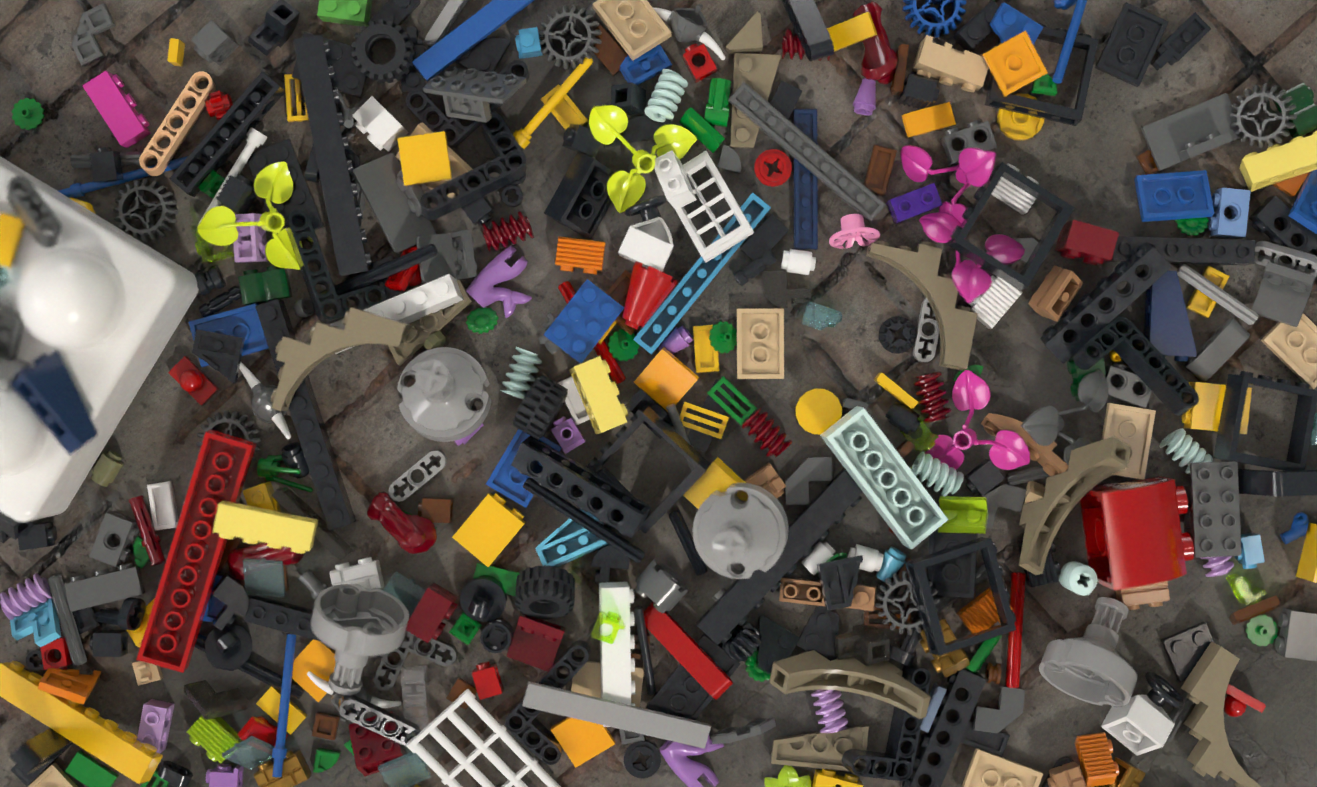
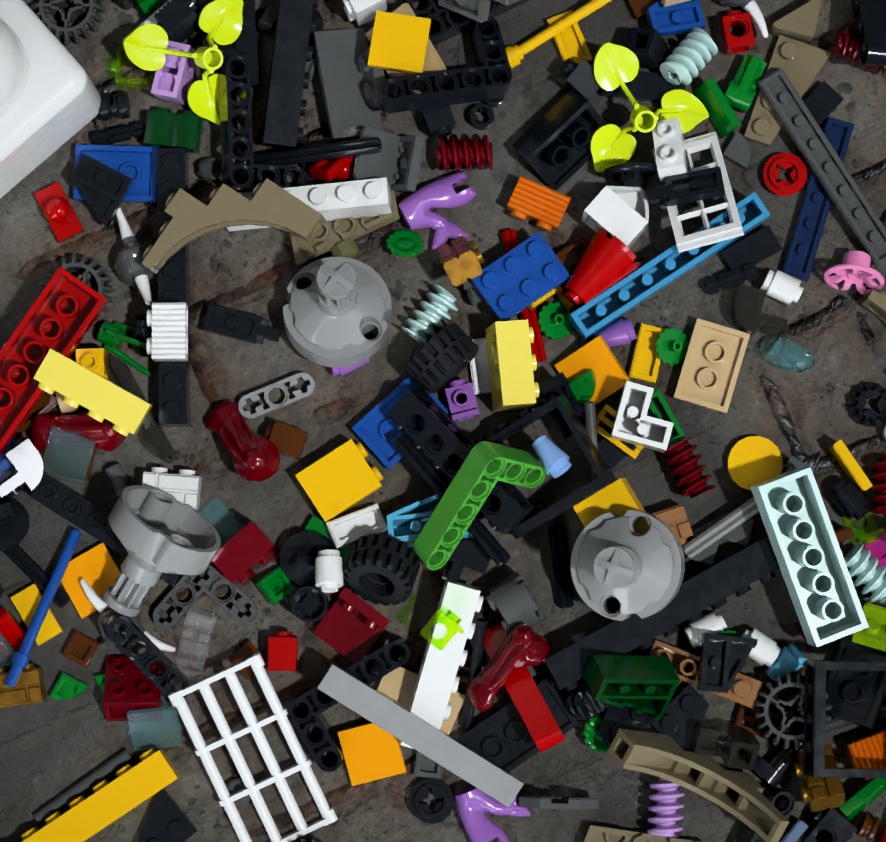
camera: 15 degrees right, 5 degrees down
(312, 455) = (169, 332): none -> white brick
(368, 428) = (238, 325): none -> black hinge
(503, 606) = (329, 571): none -> white brick
(514, 561) = (352, 526): none -> white tile
(530, 322) = (460, 260): none -> pearl gold brick
(594, 514) = (467, 494): none -> bright green beam
(653, 462) = (551, 456): none -> light blue cone
(662, 394) = (583, 387): none -> green tile
(673, 626) = (516, 651): none -> dark red hair
(697, 207) = (687, 188): none -> black hinge
(710, 414) = (634, 425): none -> white brick
(772, 621) = (633, 682): none -> dark green wedge
(806, 474) = (720, 528): none -> light grey axle

